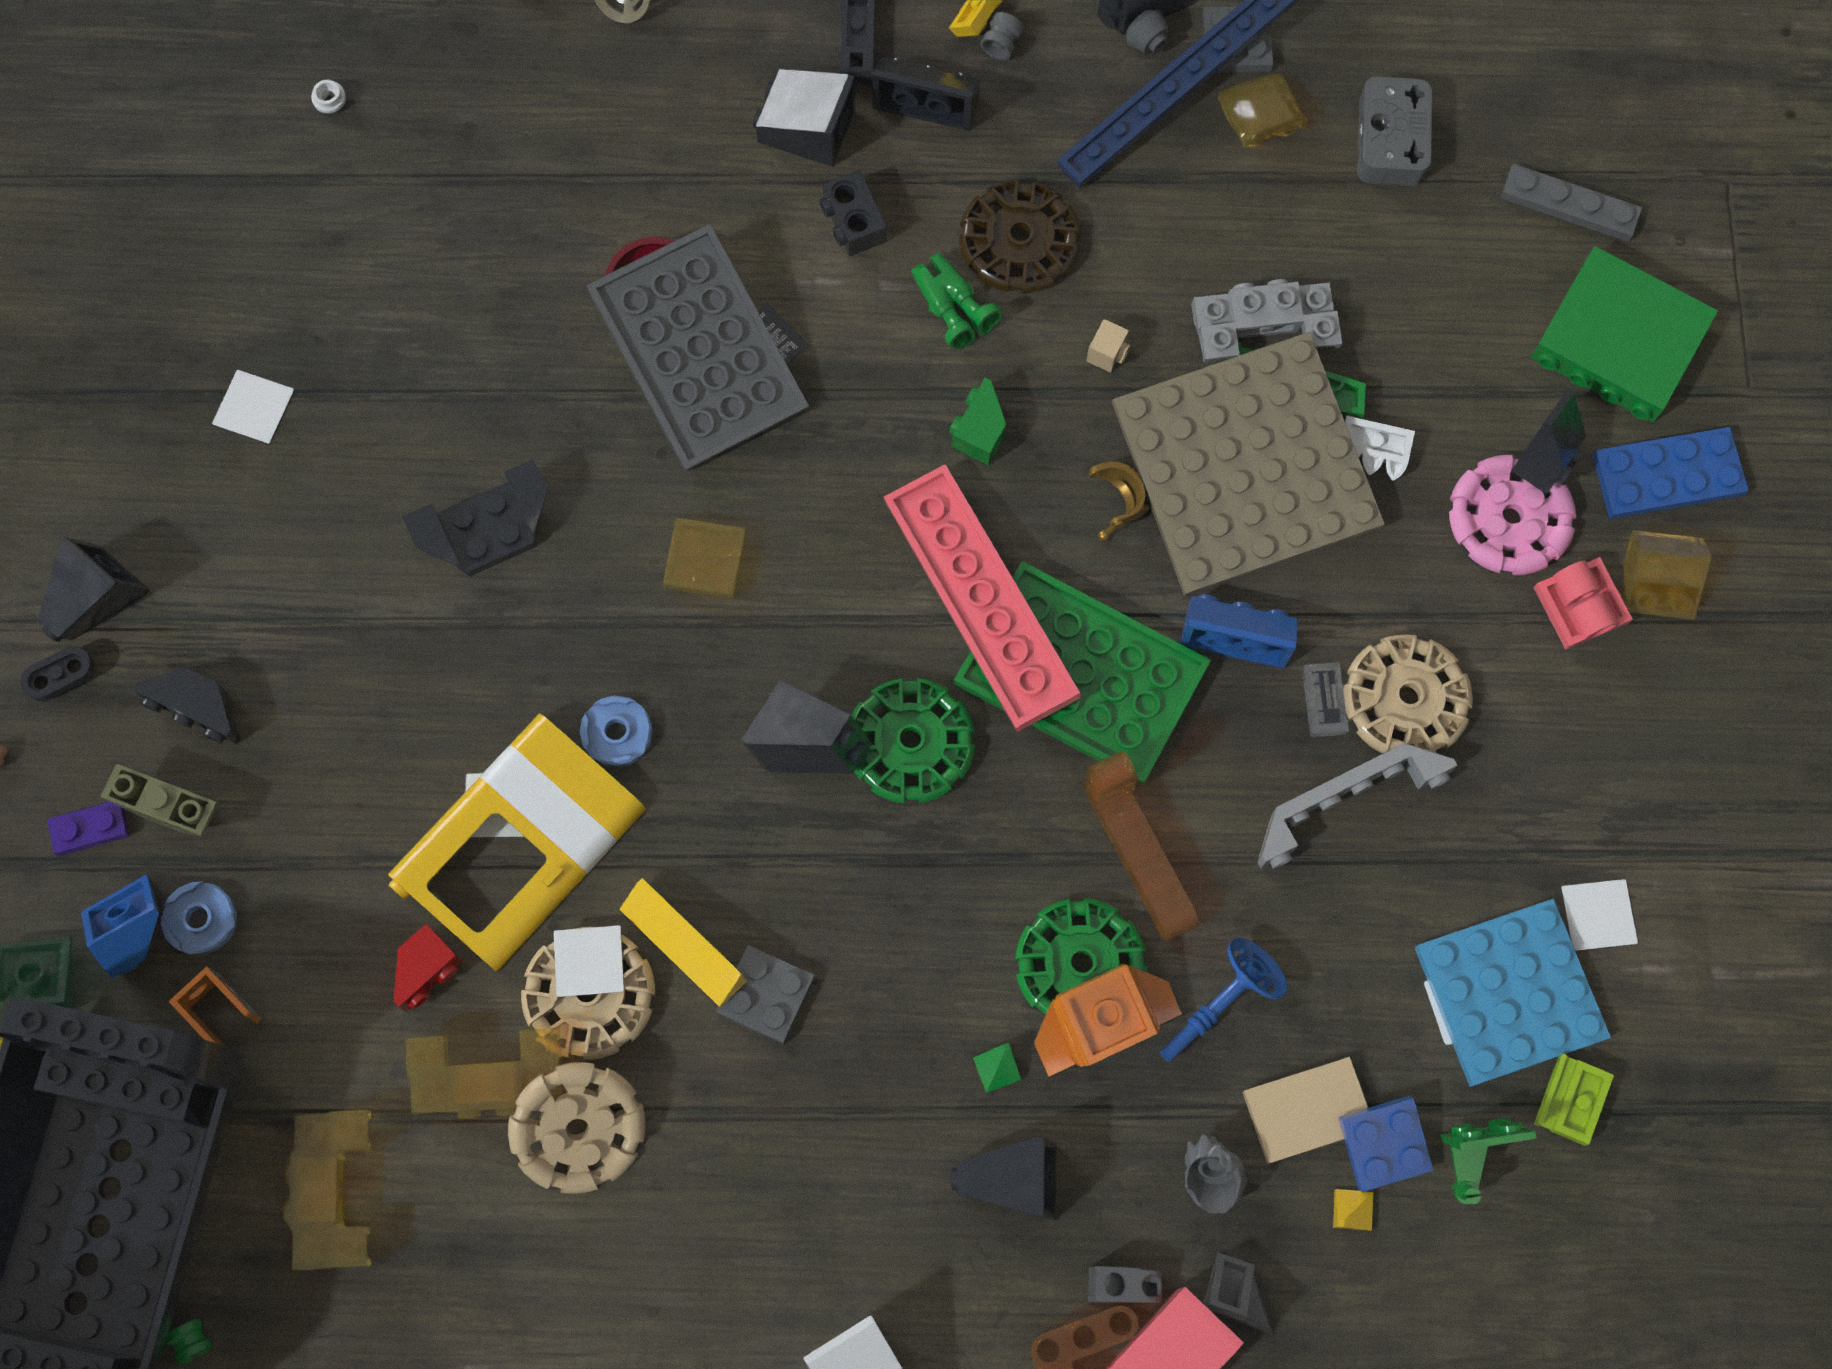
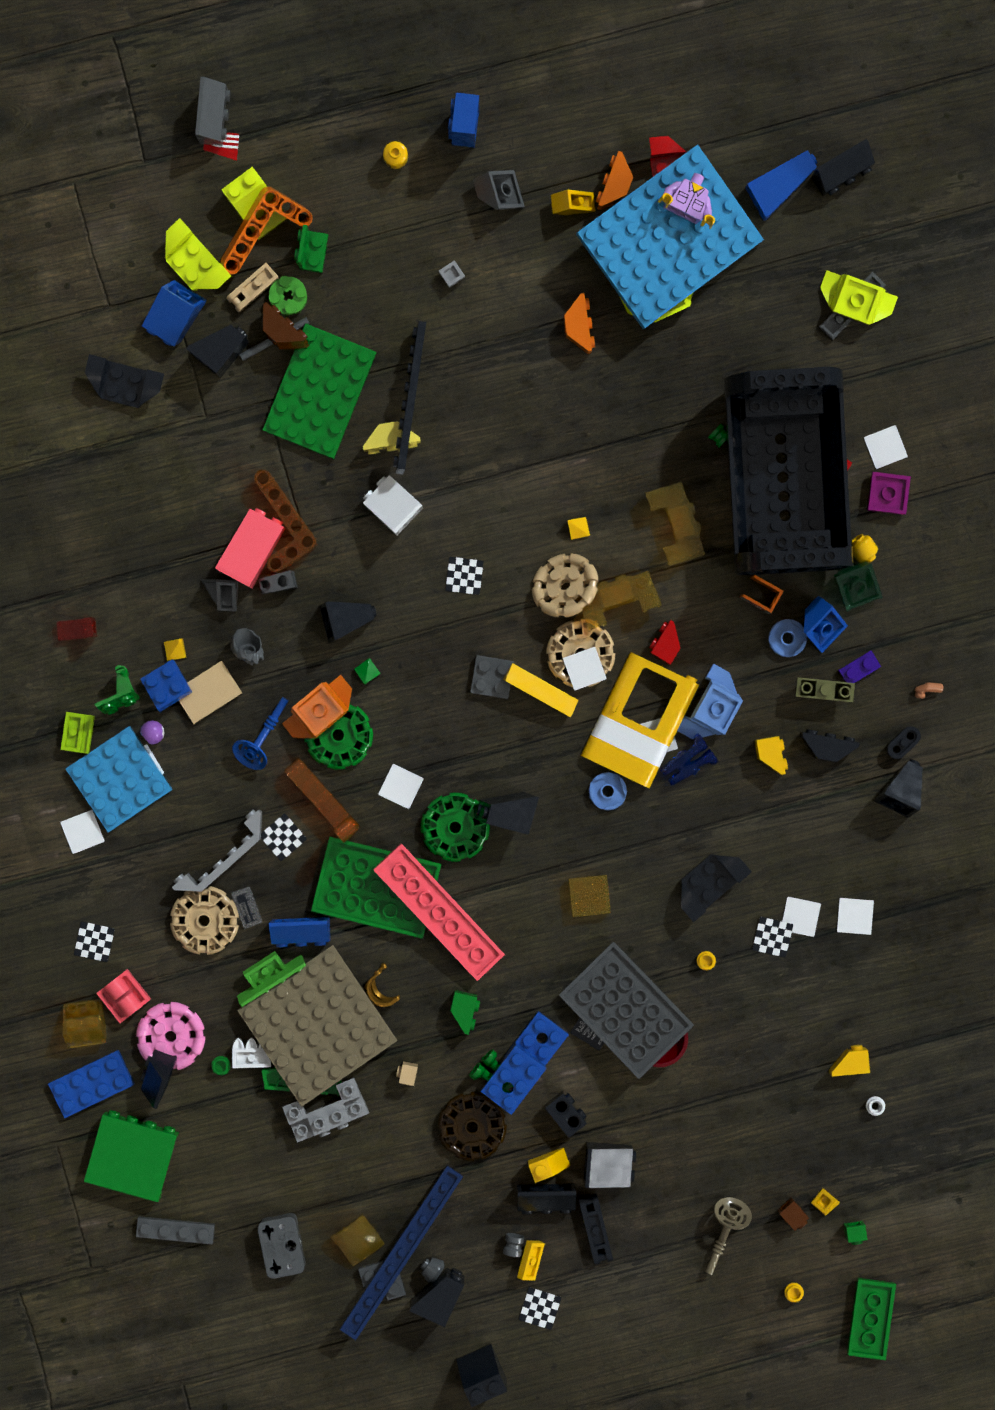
camera: 165 degrees right, 15 degrees up
(299, 718) = (770, 753): none -> yellow slope
(343, 171) = (851, 1062): none -> yellow slope
(347, 430) = (802, 915): none -> white sticker
(369, 824) = (715, 708): none -> medium blue piece
(407, 409) = (772, 937): none -> sticker
(463, 745) = (683, 763): none -> clear blue piece
(519, 1234) = (578, 528): none -> yellow slope
(535, 398) = (706, 960): none -> yellow plate
(763, 1202) = (464, 575): none -> sticker
(900, 309) = (524, 1062): none -> blue bracket
(908, 142) = (548, 1164): none -> yellow slope
(990, 840) = (400, 786): none -> white sticker
(1229, 807) = (283, 837): none -> sticker
(1315, 570) = (268, 974): none -> bright green bracket
(1431, 1061) = (152, 732): none -> medium lavender piece
(1433, 444) = (221, 1065): none -> green plate
(1535, 1301) = (76, 629): none -> clear red bracket
(1616, 713) = (94, 941): none -> sticker

